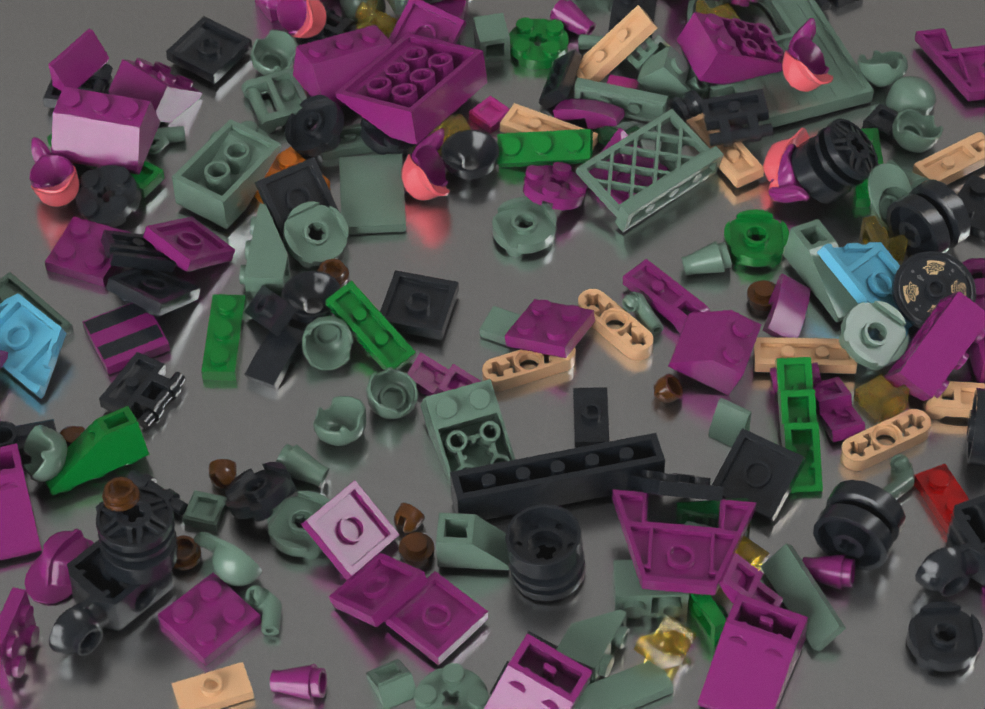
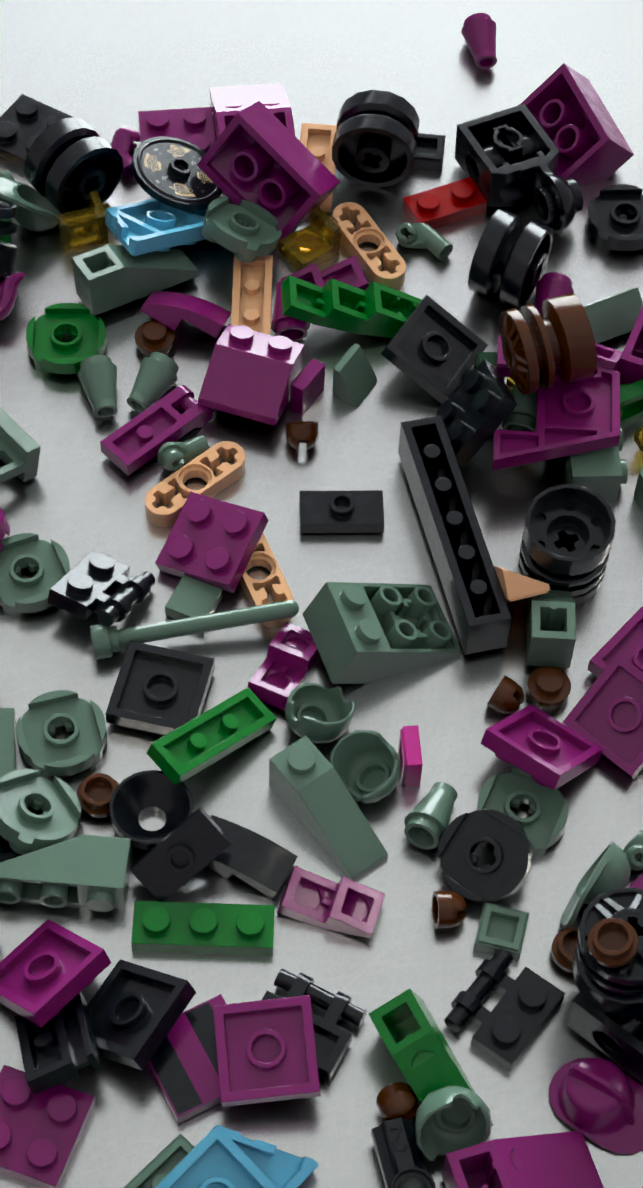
camera: 95 degrees left, 5 degrees up
(113, 356) = (266, 1051): none -> magenta plate
(237, 408) = (331, 905): none -> slope
(300, 404) = (325, 807): none -> sand green slope
(327, 343) = (232, 790): sand green hair -> none
(351, 452) = (410, 756): none -> dark pink tile
(382, 266) = (65, 756): none -> sand green plate
(463, 271) = (110, 639): none -> sand green piece
(498, 506) = (519, 586): none -> light nougat slope
(508, 257) = (91, 585): none -> black plate
(712, 388) = (307, 386): none -> magenta tile
(715, 292) = (152, 381): none -> sand green cone
(717, 509) = (548, 343): none -> reddish brown wheel

